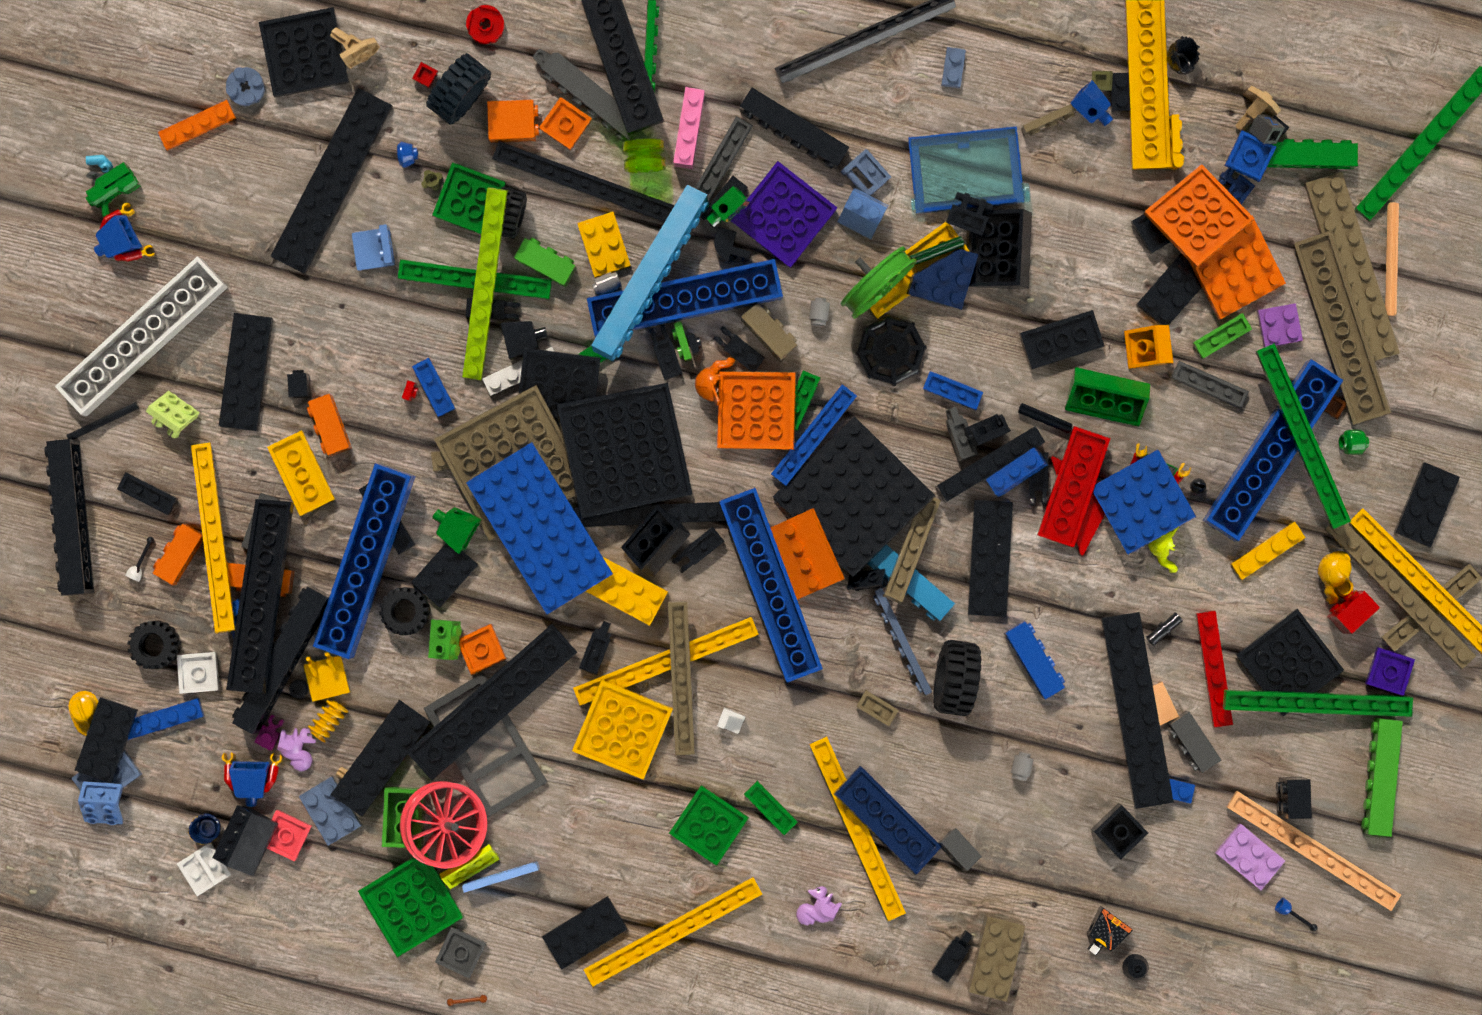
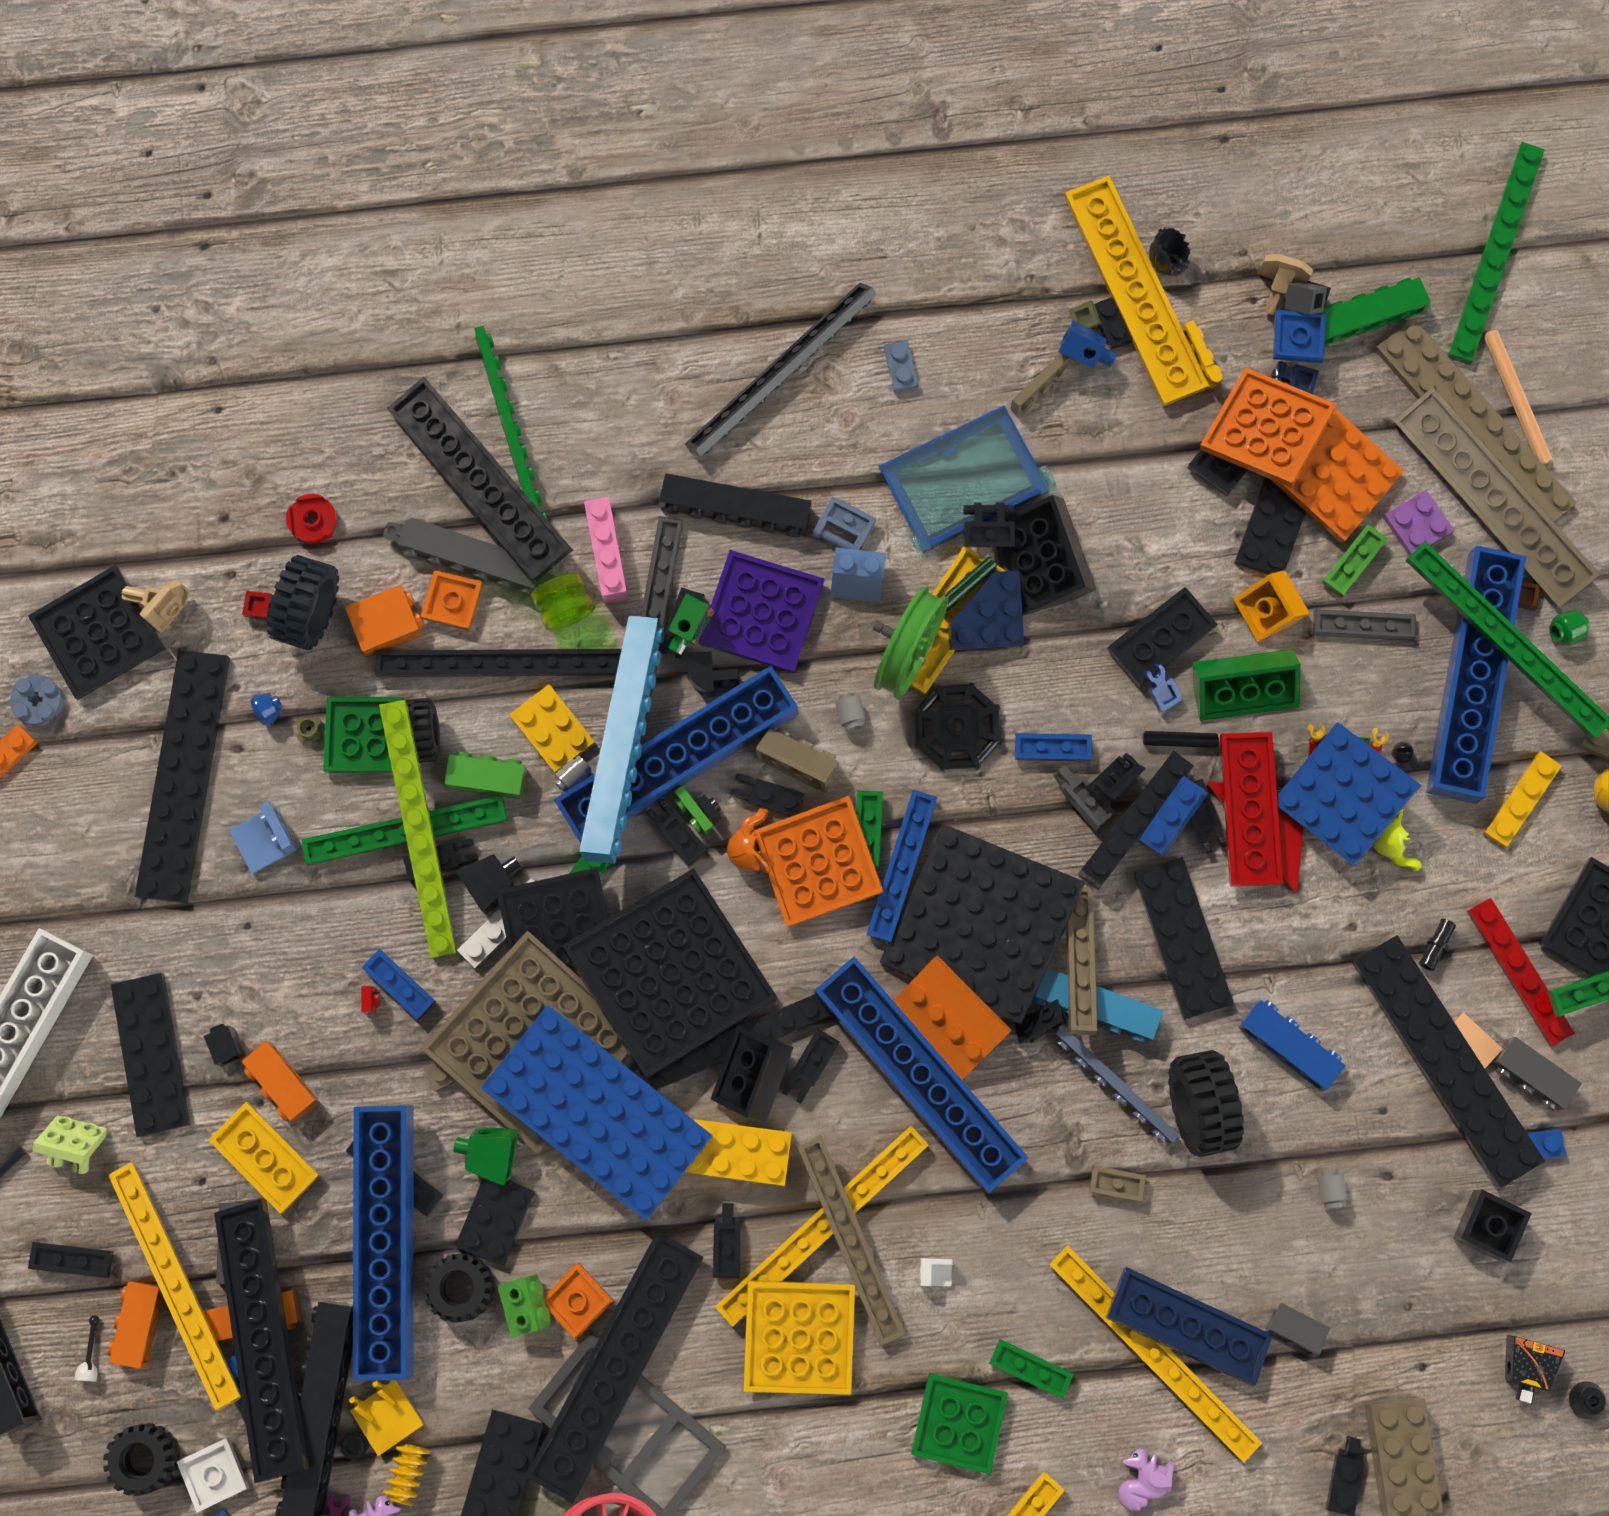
camera: 15 degrees left, 10 degrees down
(1046, 379) = (1164, 691): none -> plate

